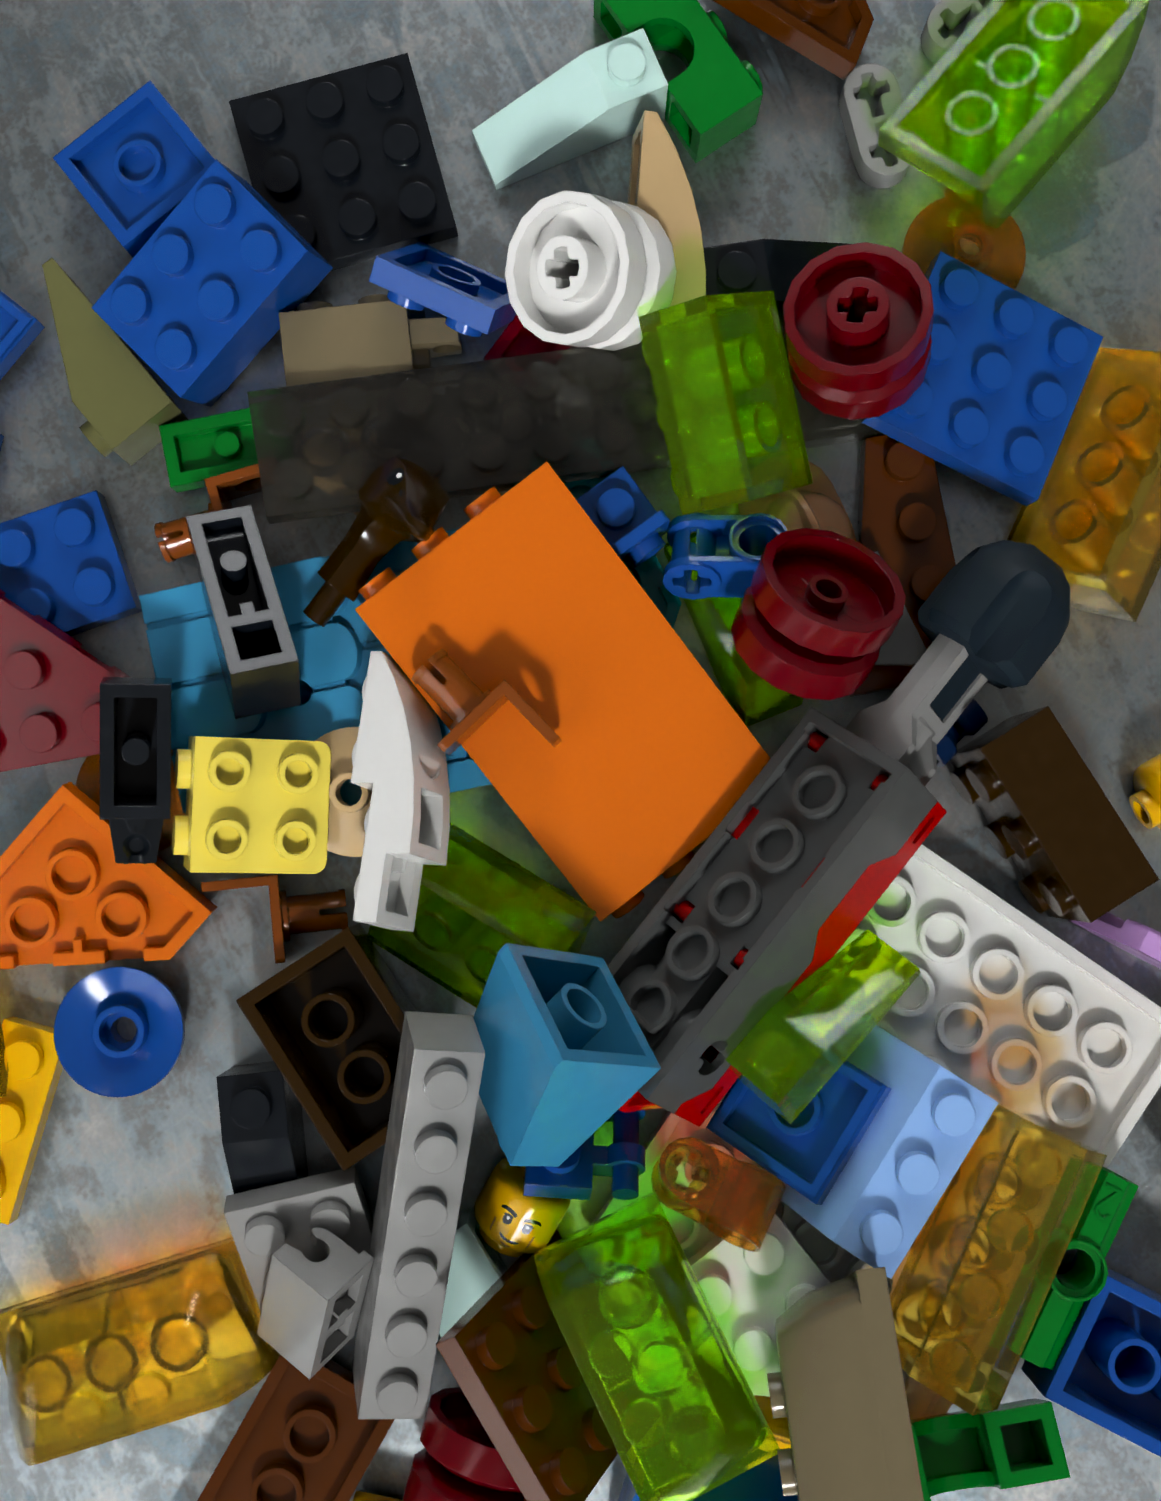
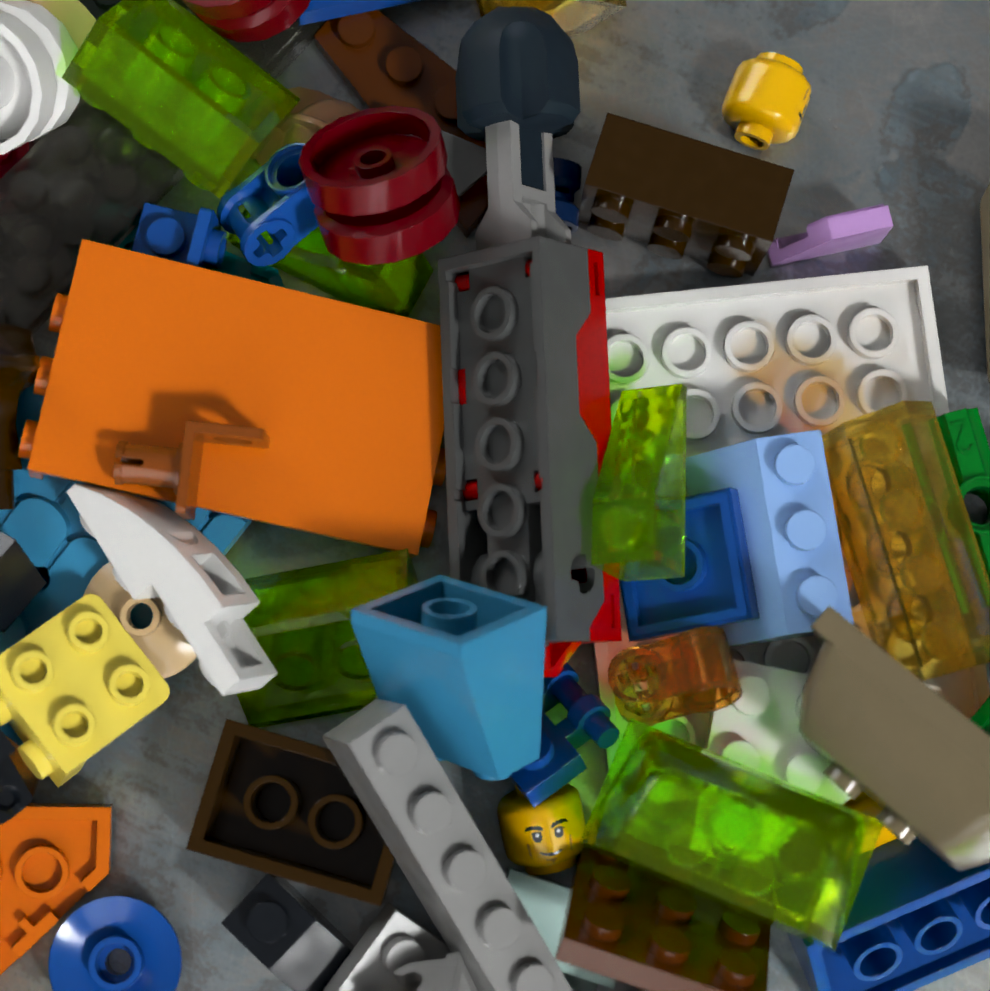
camera: 45 degrees left, 5 degrees down
(291, 913) = (171, 759): dark orange bracket -> none

